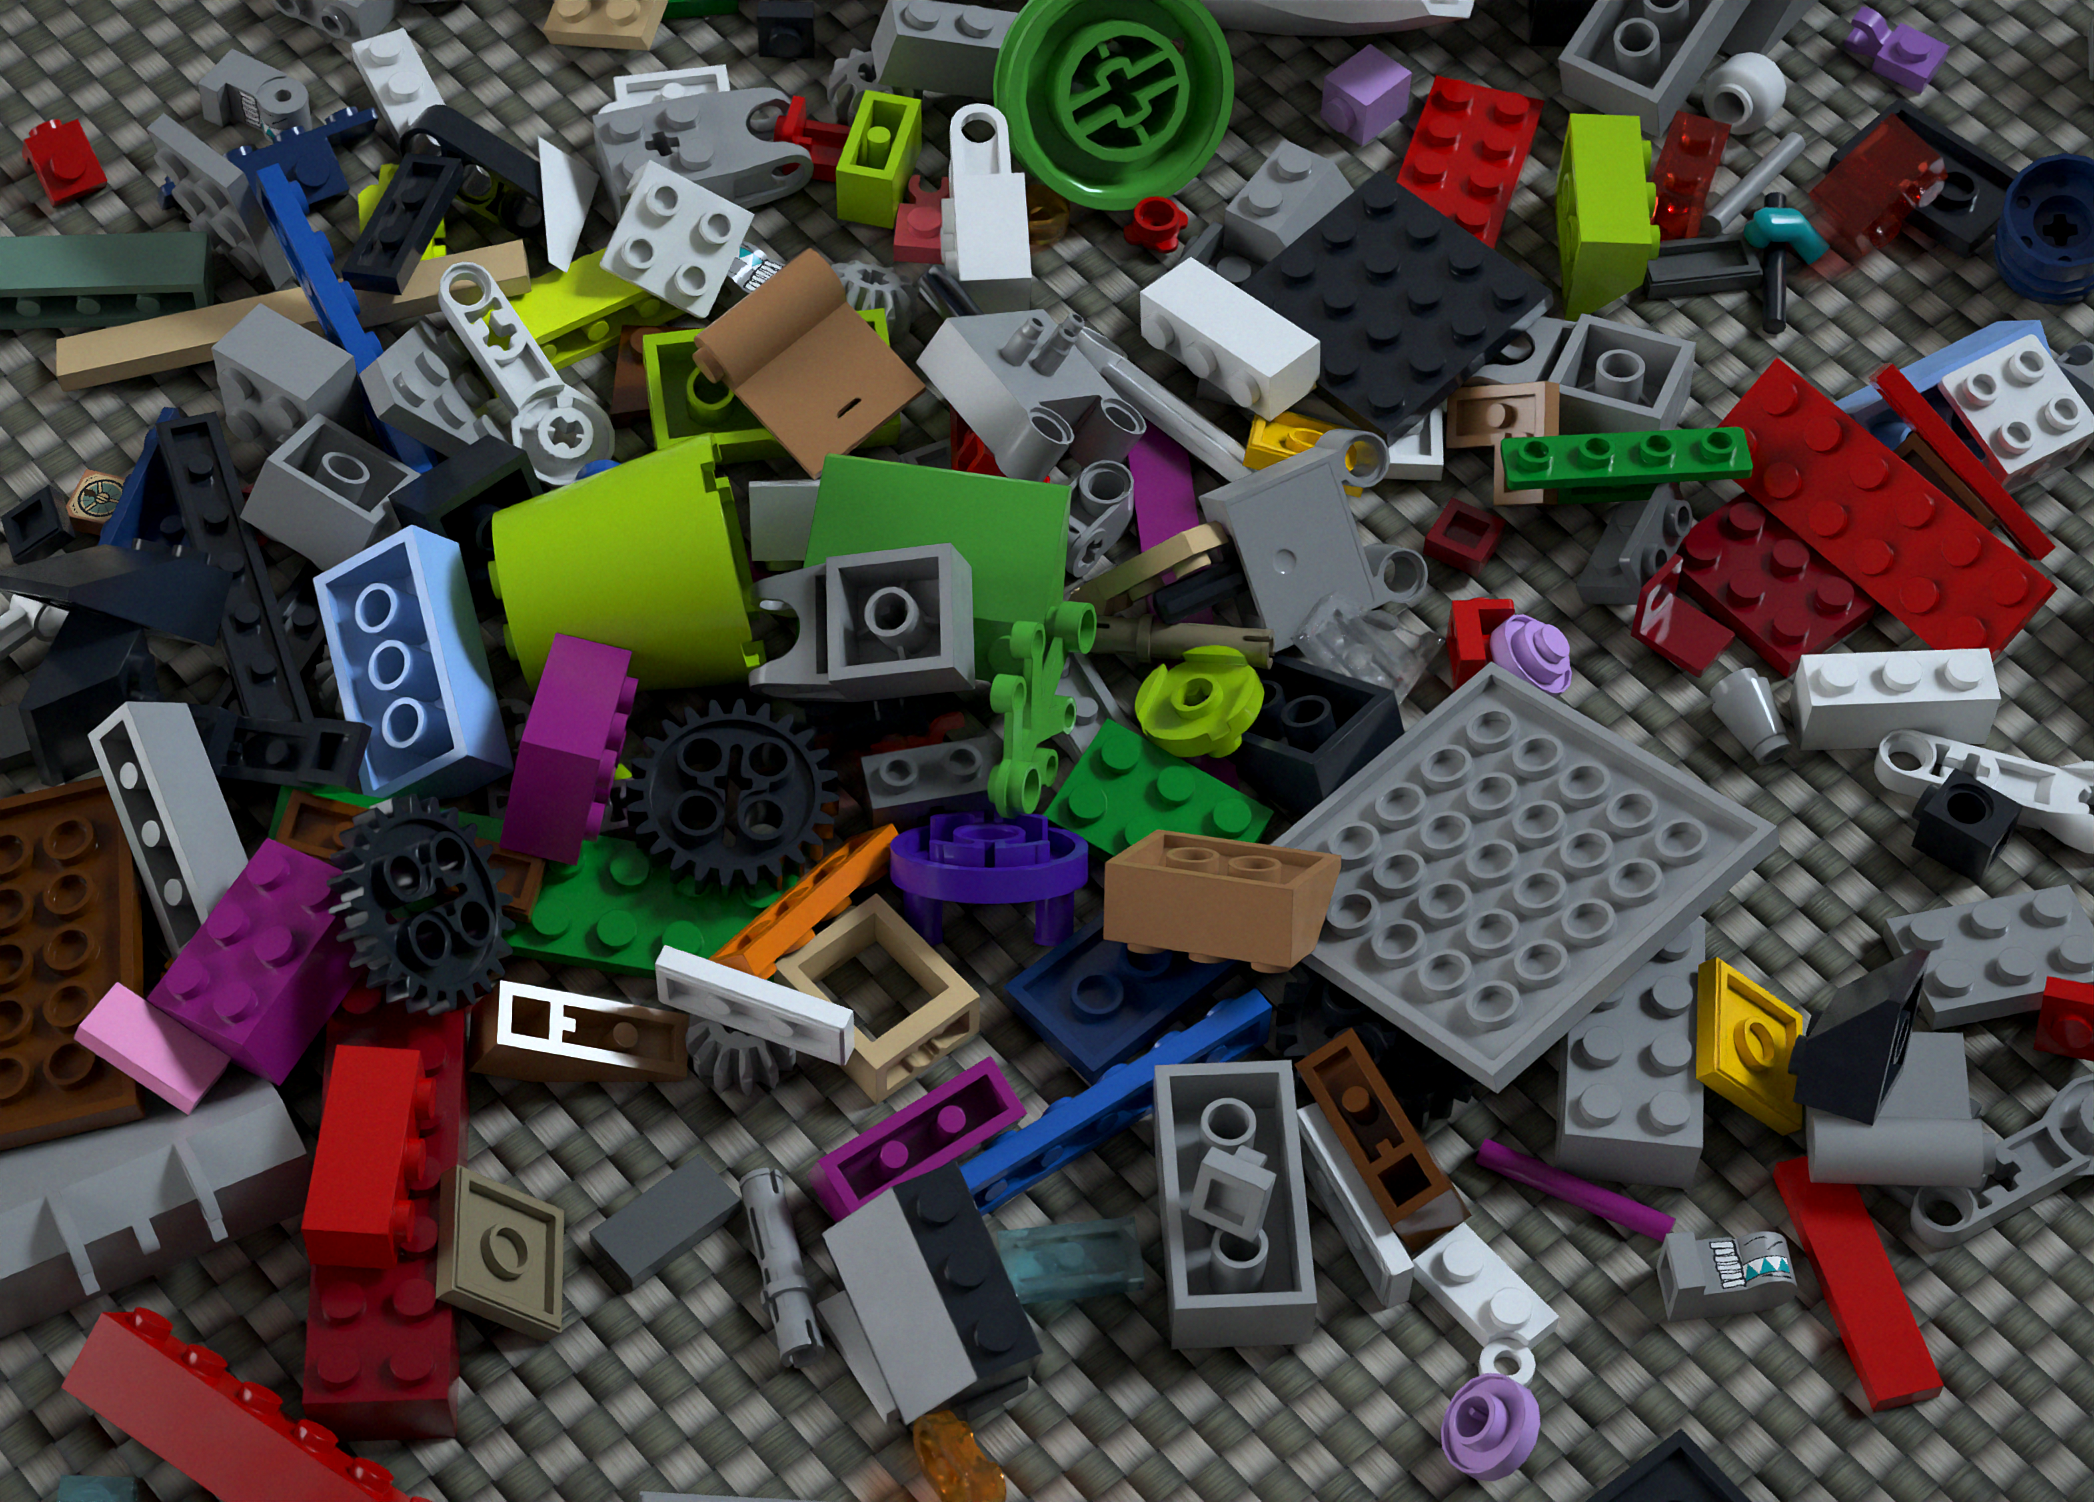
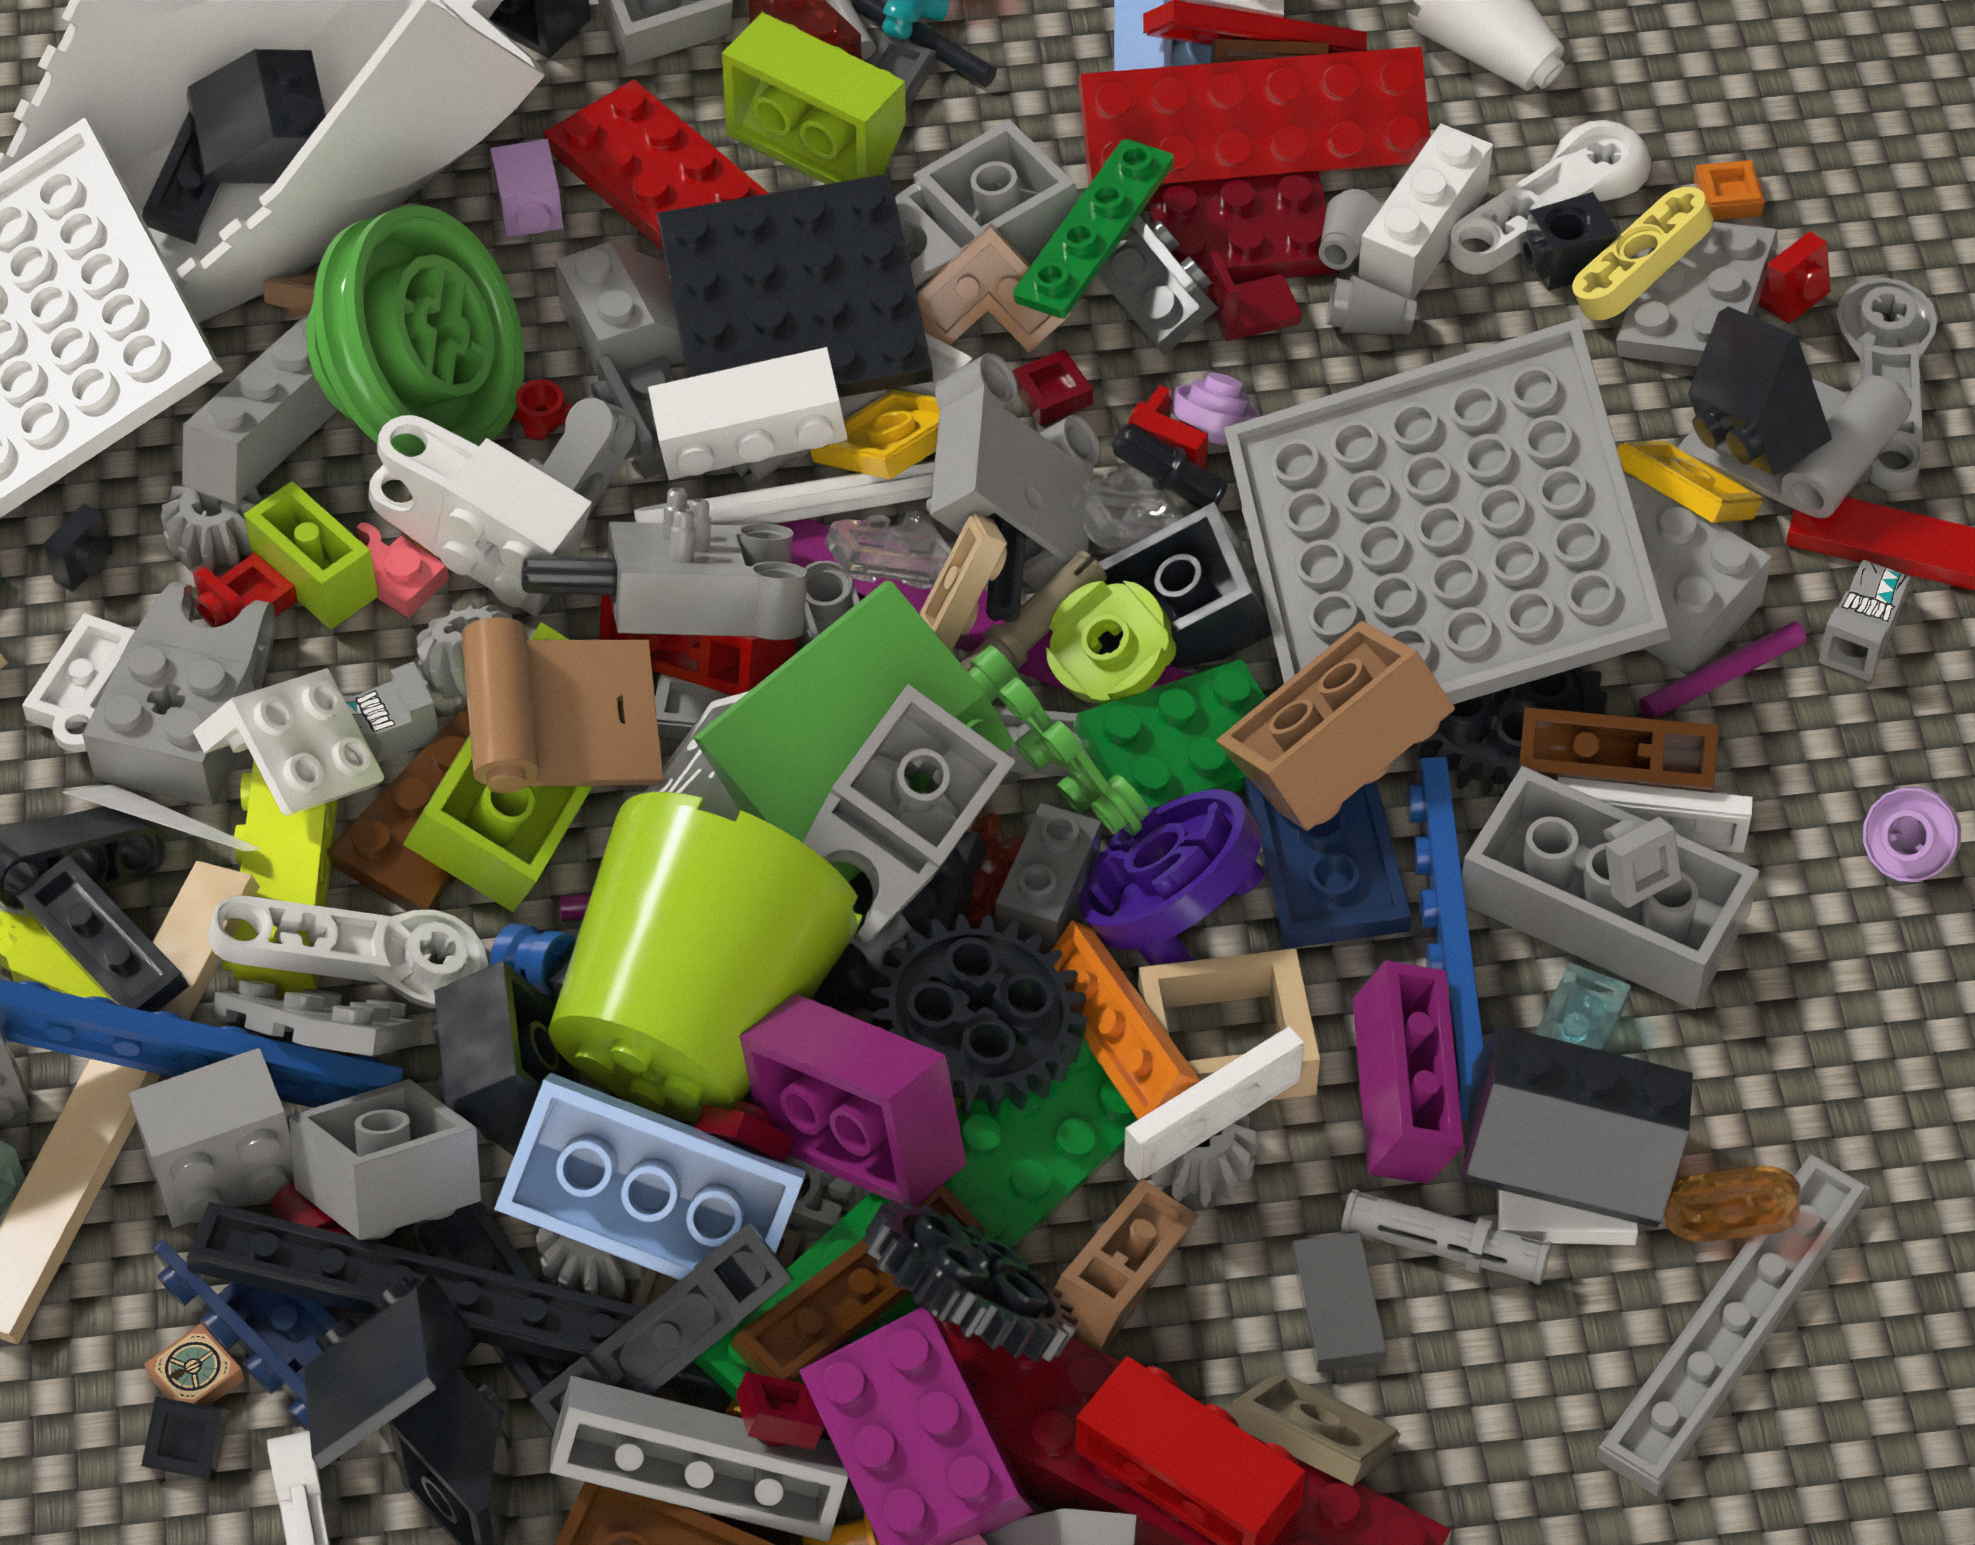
camera: 55 degrees left, 0 degrees up
(231, 846) = (779, 1411): none -> dark red plate
(507, 703) = (747, 1127): none -> dark red plate
(1111, 267) = (591, 448): none -> light grey leg
(1162, 494) = (898, 552): none -> clear wing
(1429, 647) = (1168, 467): none -> black axle
(1486, 1300) = (1793, 781): white hinge -> none
(1824, 636) = (1344, 225): none -> light grey cone
(2016, 888) = (1616, 280): none -> light yellow beam

